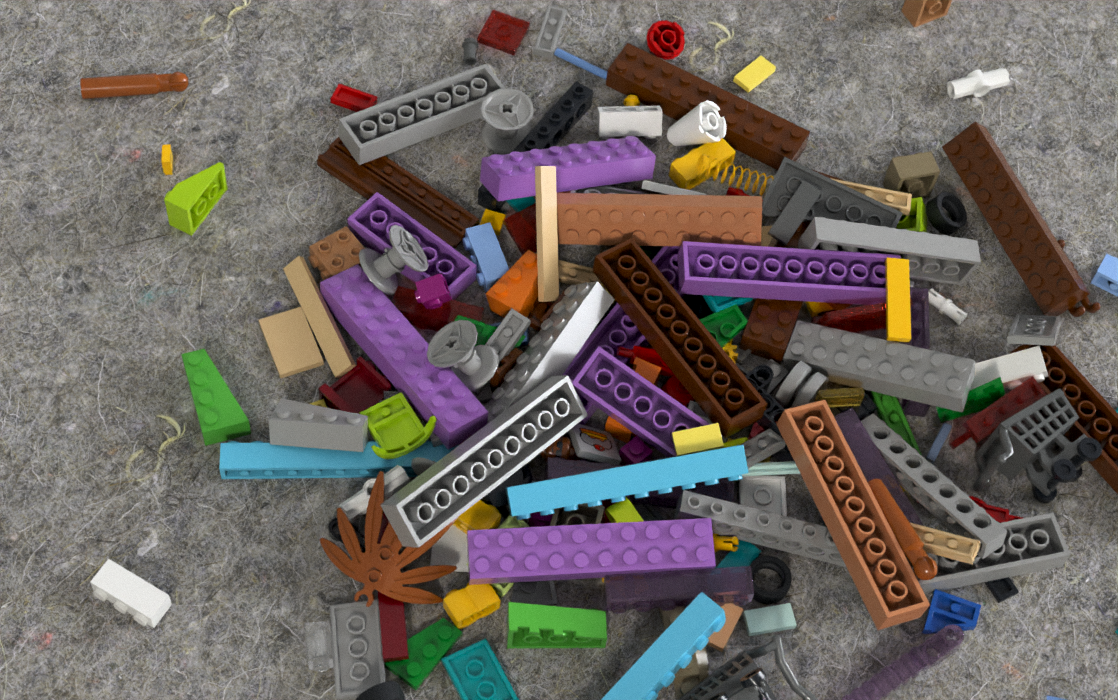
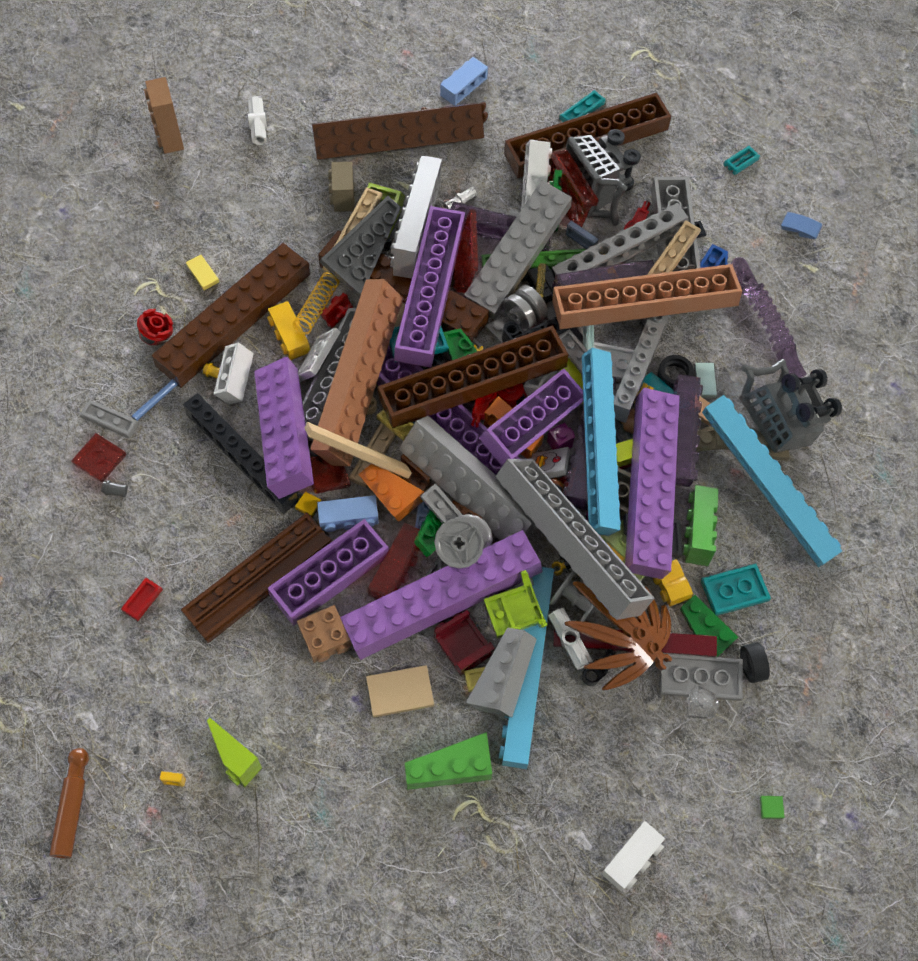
camera: 75 degrees left, 5 degrees up
(319, 317) = (381, 661): tan tile -> none
(382, 268) = (352, 596): light grey piece -> none
(417, 114) = (186, 538): light grey brick -> none
(432, 291) = (389, 556): magenta brick -> none
(506, 118) = (210, 468): light grey piece -> none
(697, 439) = (573, 382): light yellow tile -> none
(698, 126) = (258, 322): white cone -> none
(794, 212) = (368, 264): dark grey tile -> none
(897, 300) = (472, 217): yellow tile -> none
(909, 541) = (701, 259): dark orange piece -> none
(939, 219) = (380, 173): black tyre -> none
(1034, 330) = (505, 143): light grey tile -> none

